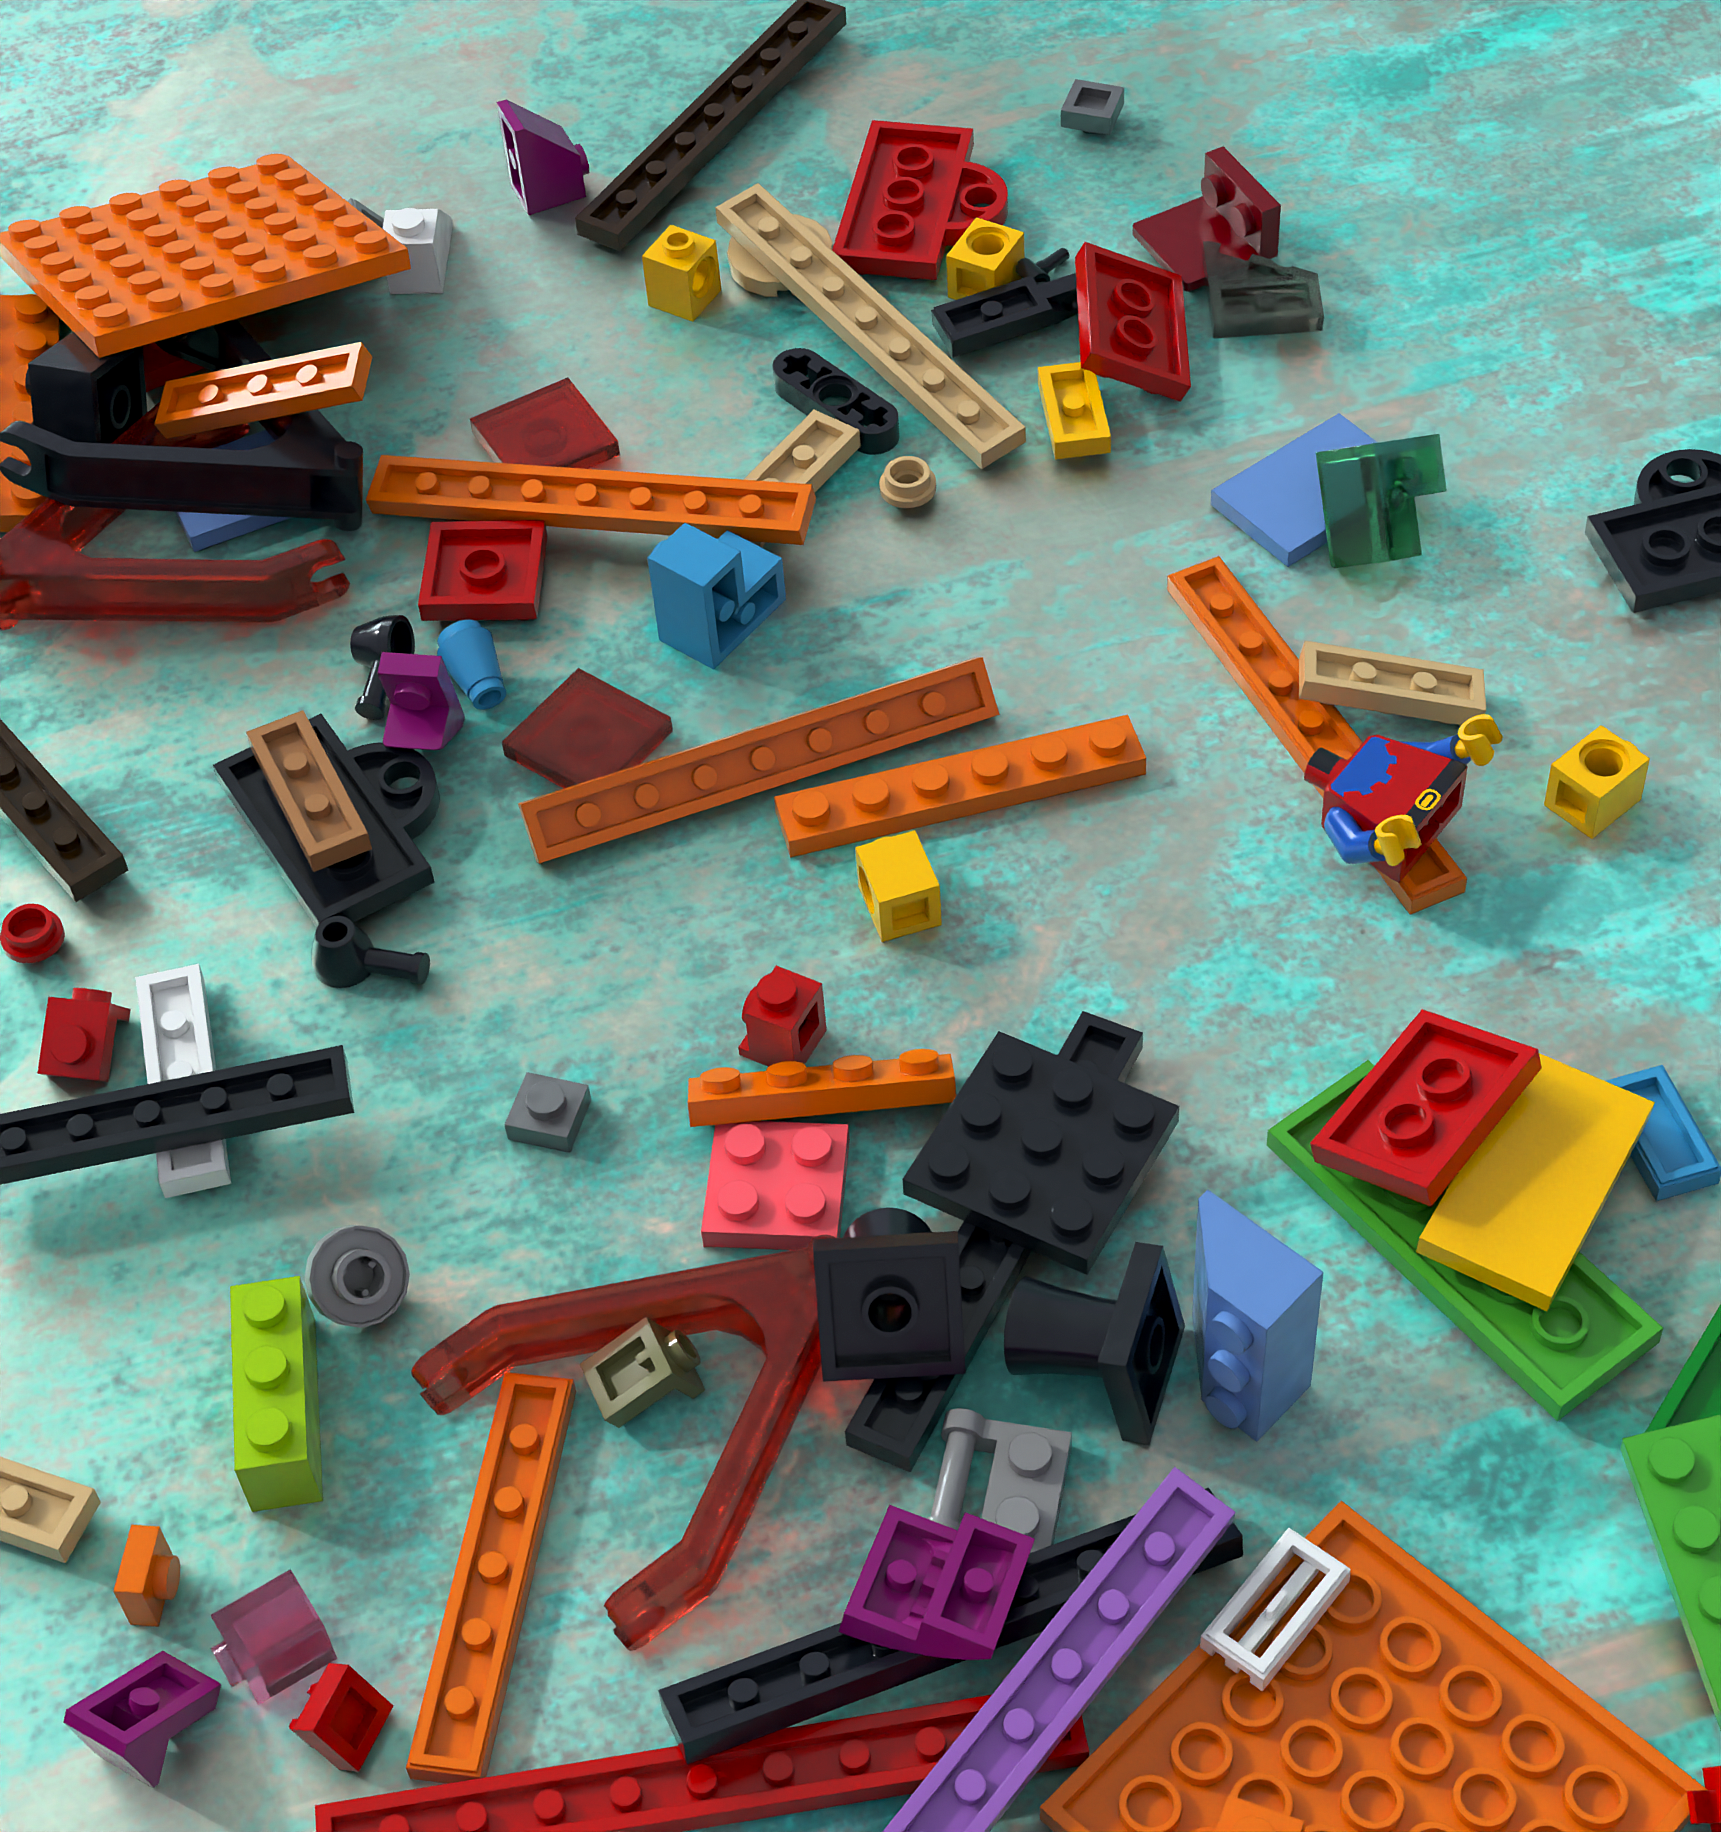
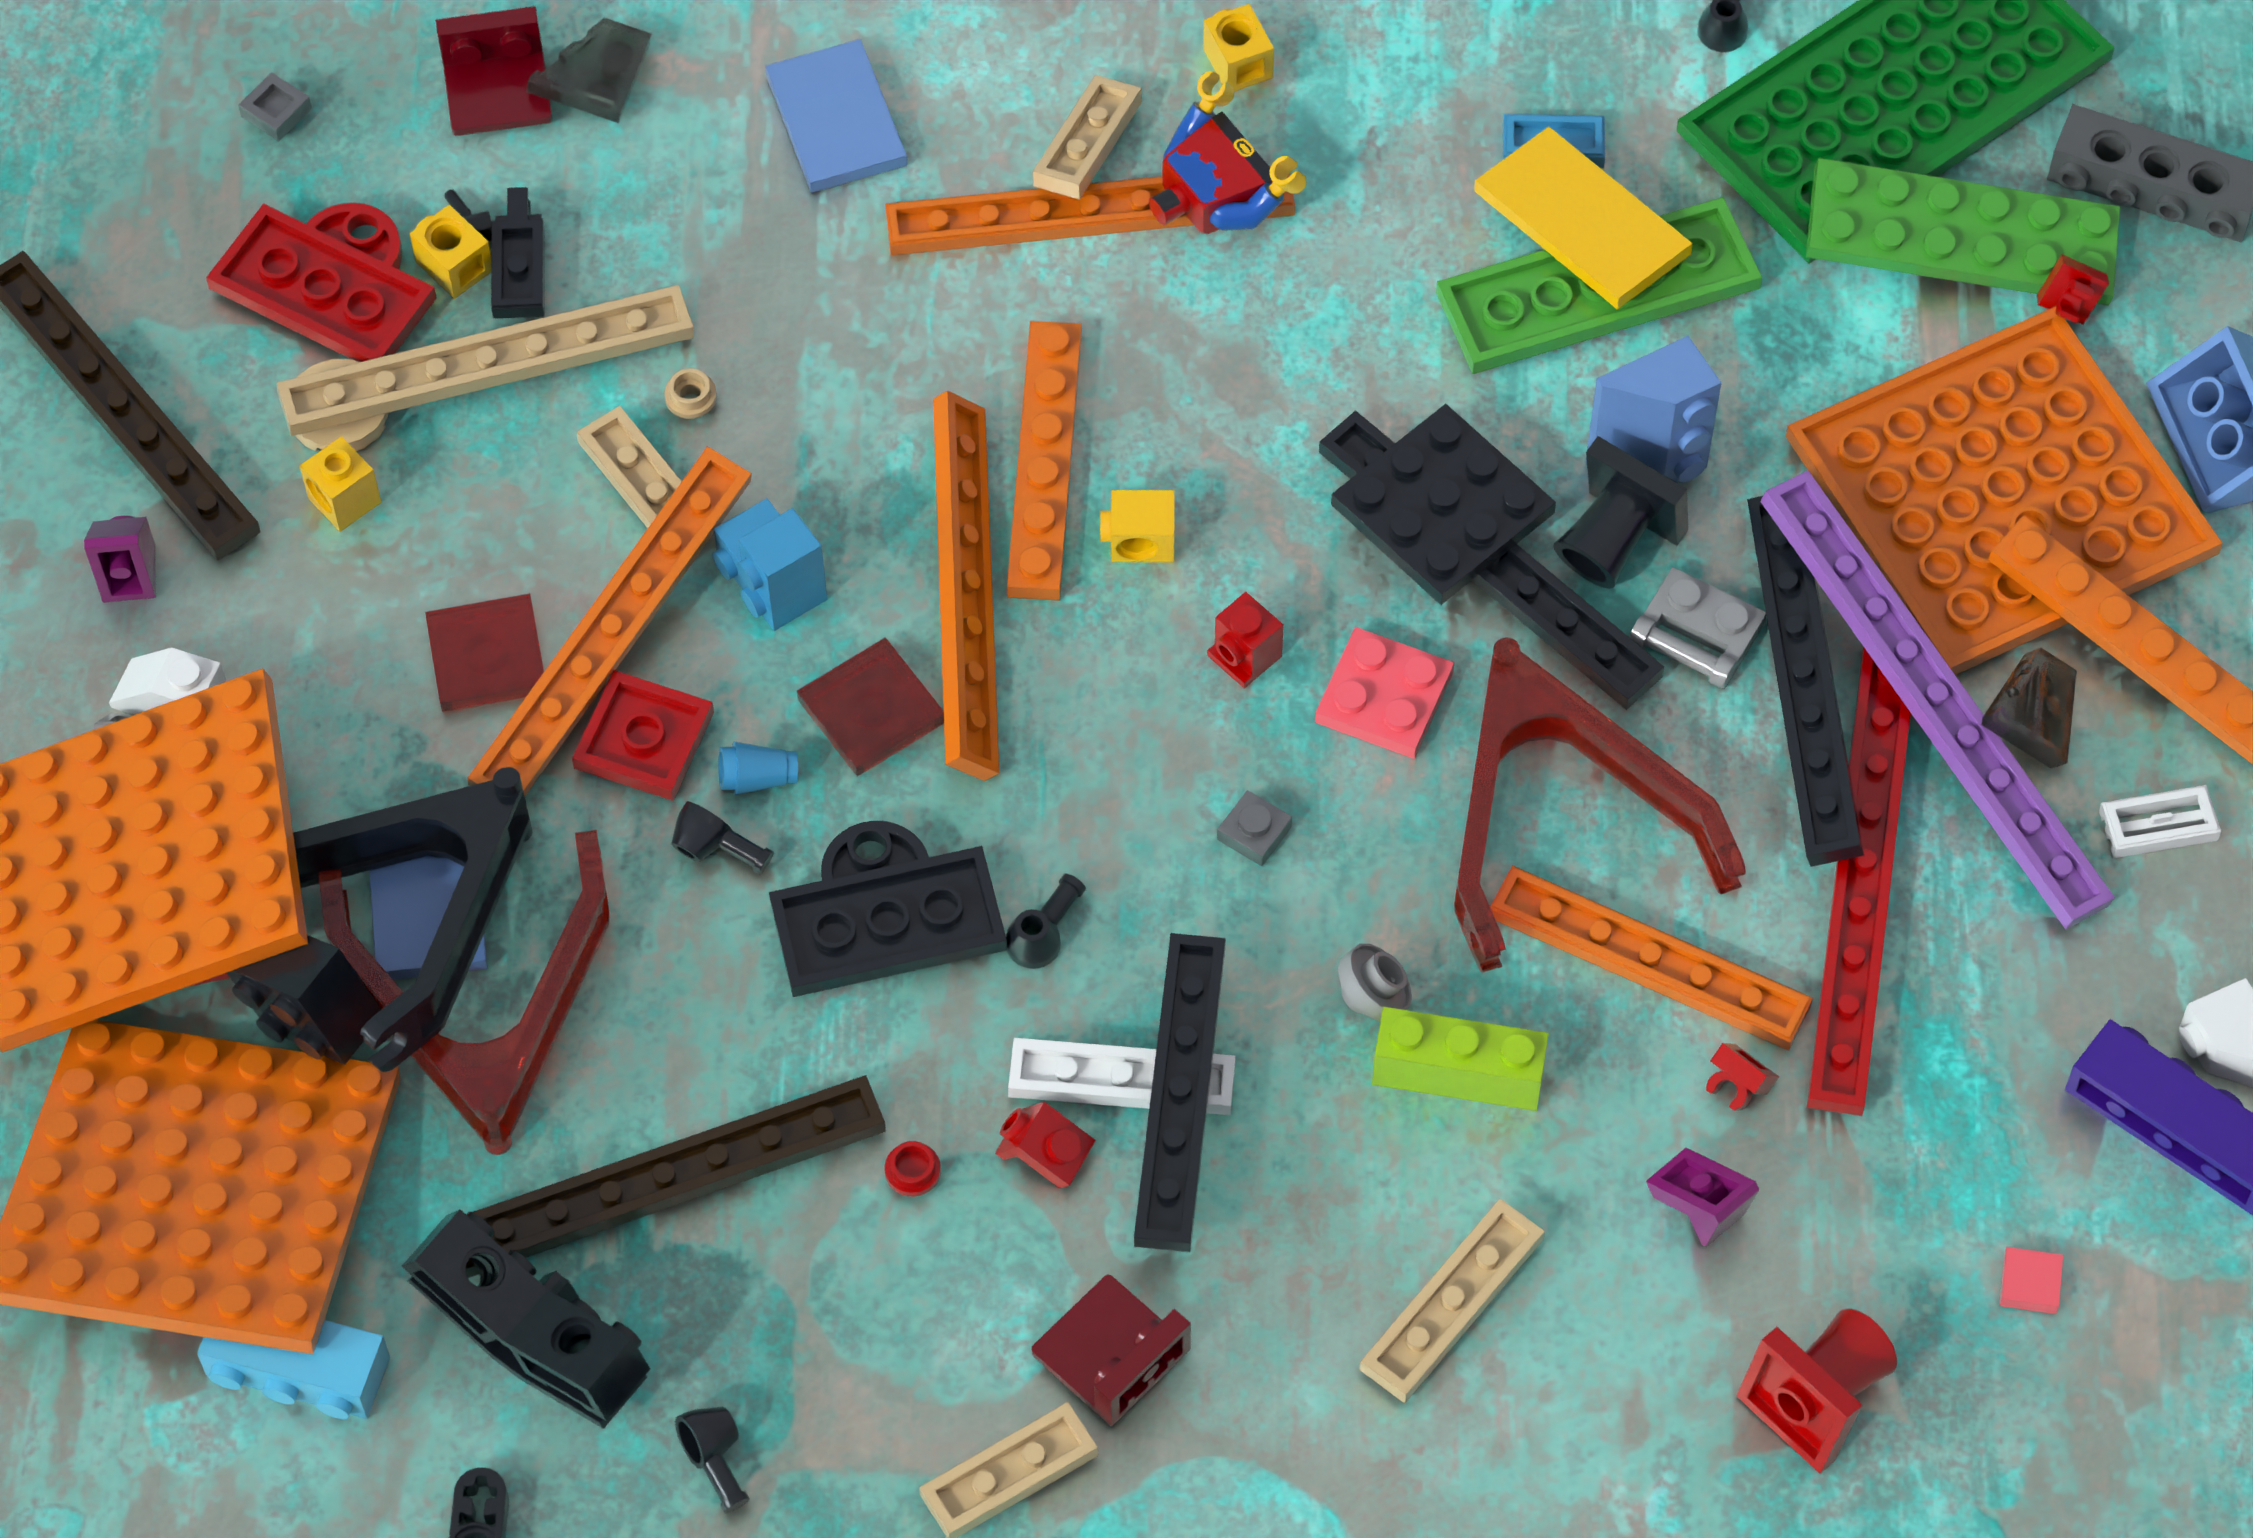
camera: 75 degrees left, 10 degrees up
(146, 1575) = (1584, 1177): orange plate -> none
(264, 390) = (398, 827): orange plate -> none
(271, 1638) = (1665, 1102): clear pink brick -> none
(309, 791) = (873, 909): medium nougat plate -> none
(422, 701) = (814, 813): magenta slope -> none
(641, 1370) = (1526, 817): olive bracket -> none
(795, 1090) = (1317, 635): orange plate -> none
(827, 381) = (547, 437): black beam -> none
(889, 1299) = (1559, 625): black plant -> none
(937, 1586) = (1784, 669): magenta slope -> none
(1073, 411) = (665, 246): yellow plate -> none
(1132, 322) = (592, 167): red plate -> none
(1241, 1654) = (1843, 496): white tile -> none
(1372, 496) = (888, 70): clear green panel -> none
(1426, 1107) = (1512, 253): red plate -> none

